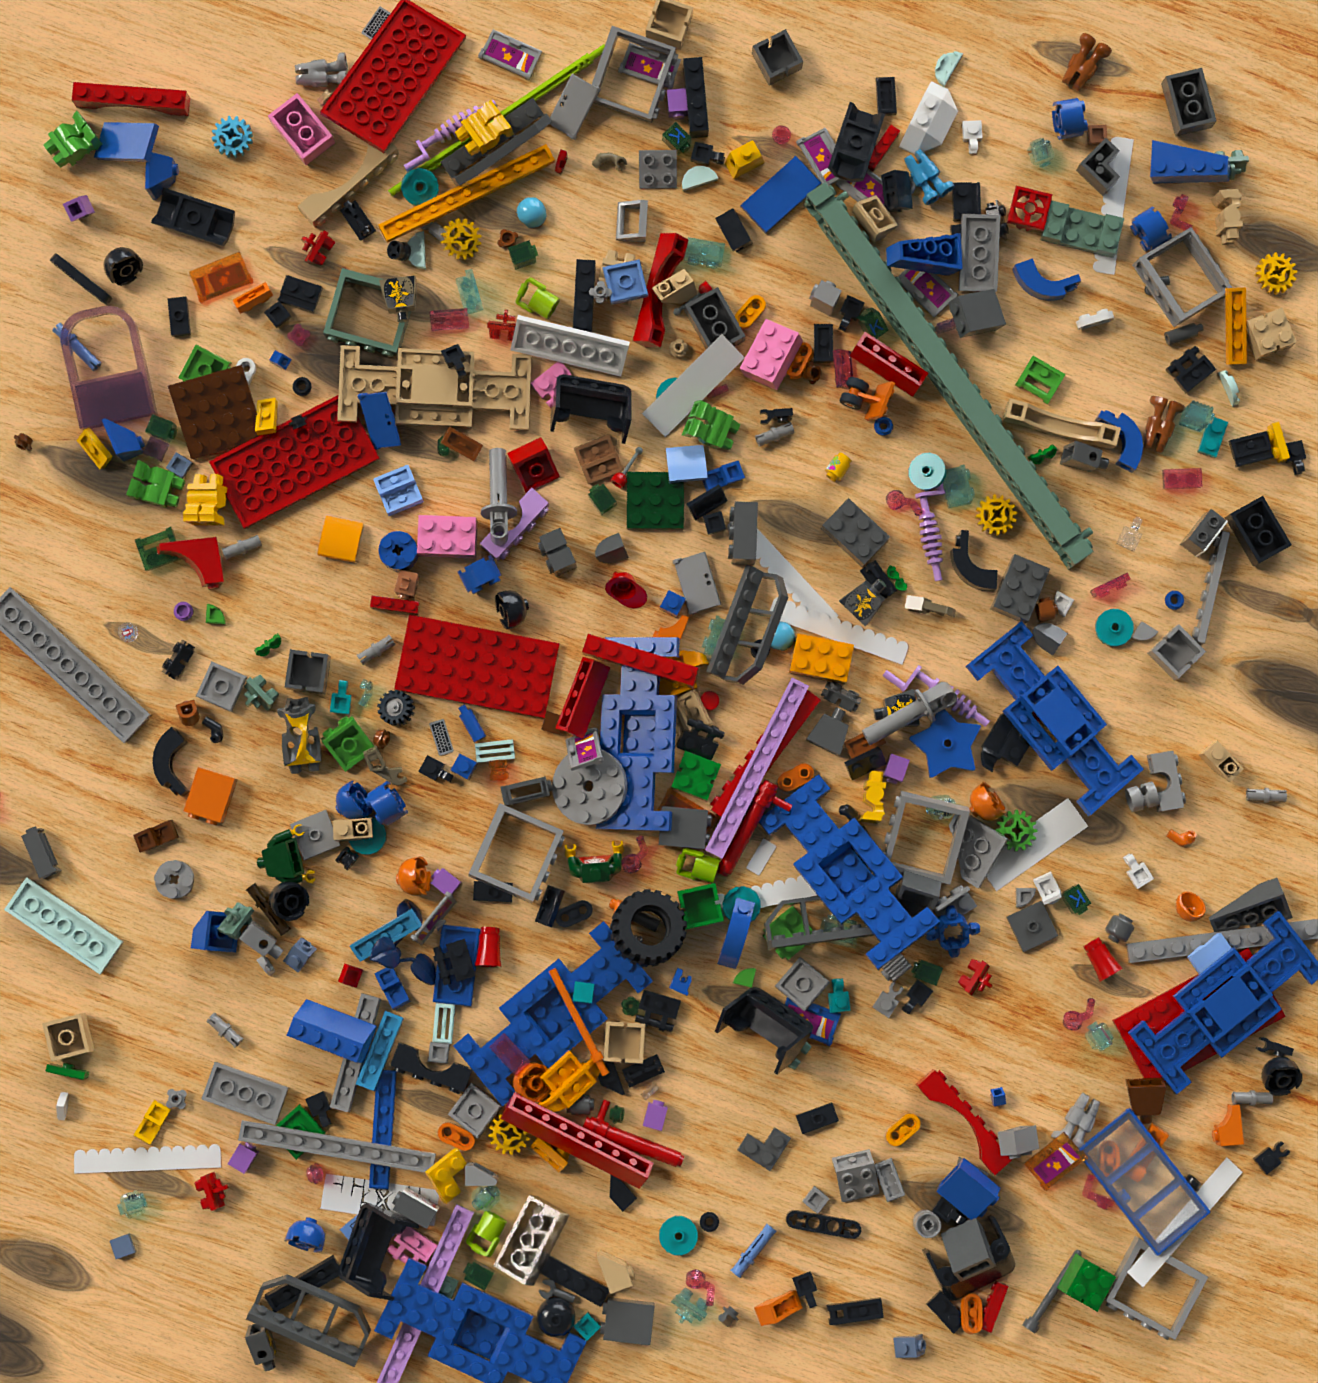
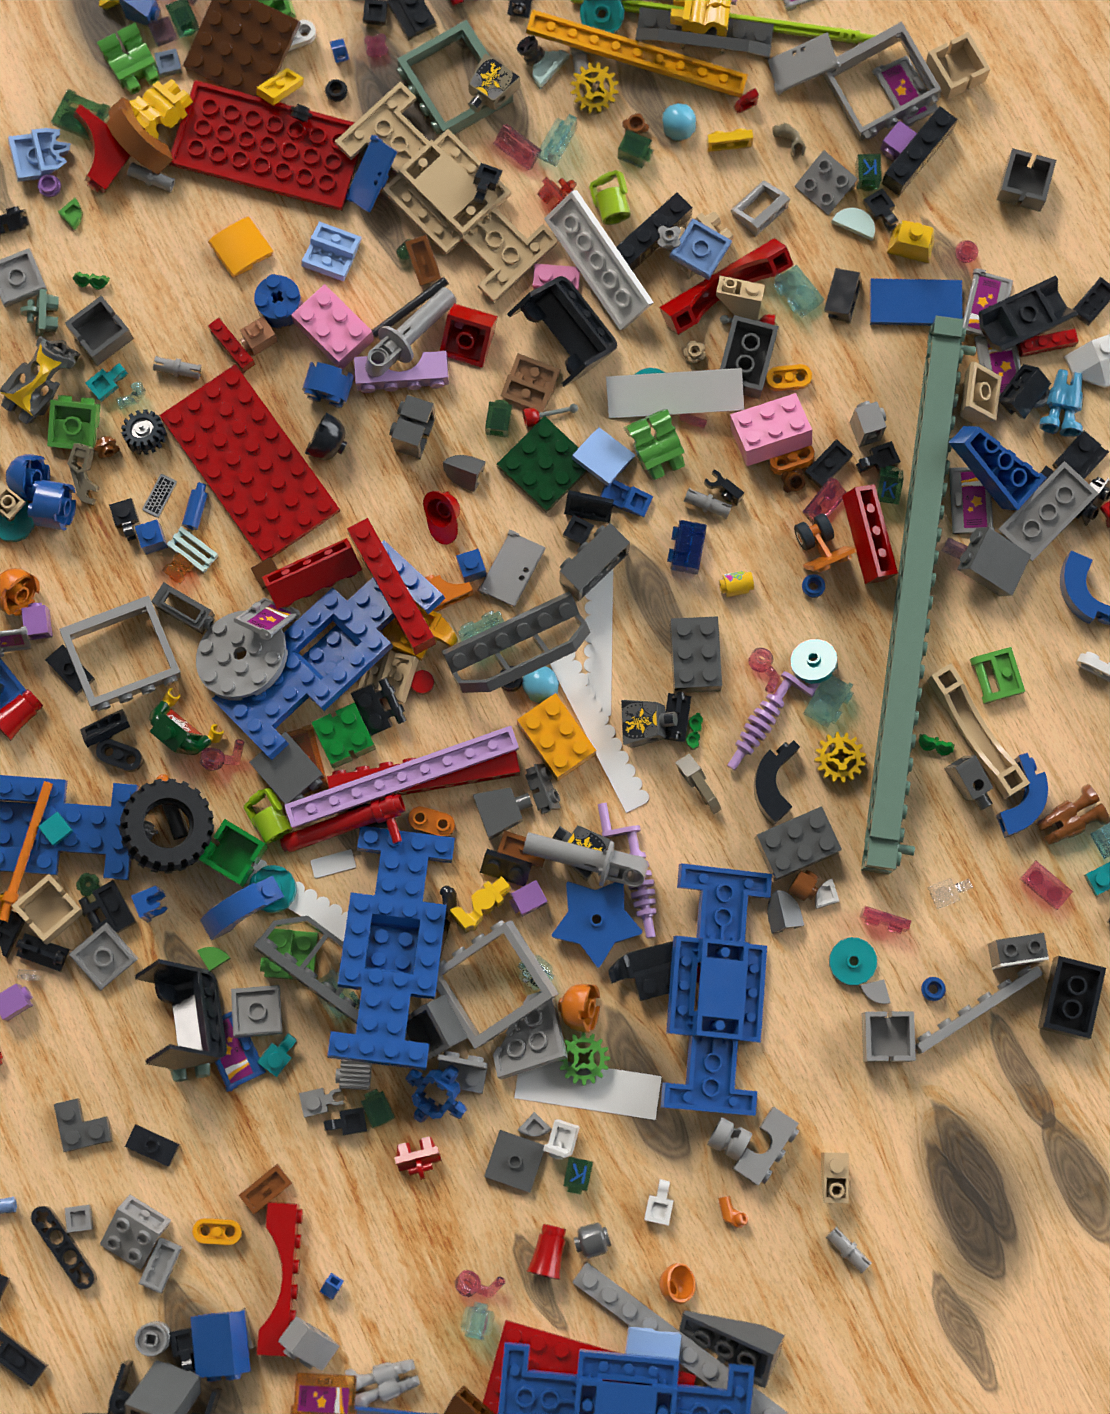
camera: 50 degrees right, 5 degrees down
(156, 598) = (37, 153): none -> light blue plate
(212, 533) = (135, 139): none -> dark orange arch
(480, 480) = (412, 305): none -> black bar
(570, 200) = (729, 140): none -> yellow plate
(682, 1038) = (103, 956): none -> light grey plate
(788, 472) = (688, 546): none -> clear blue brick
(906, 1079) = (265, 1189): none -> dark orange plate

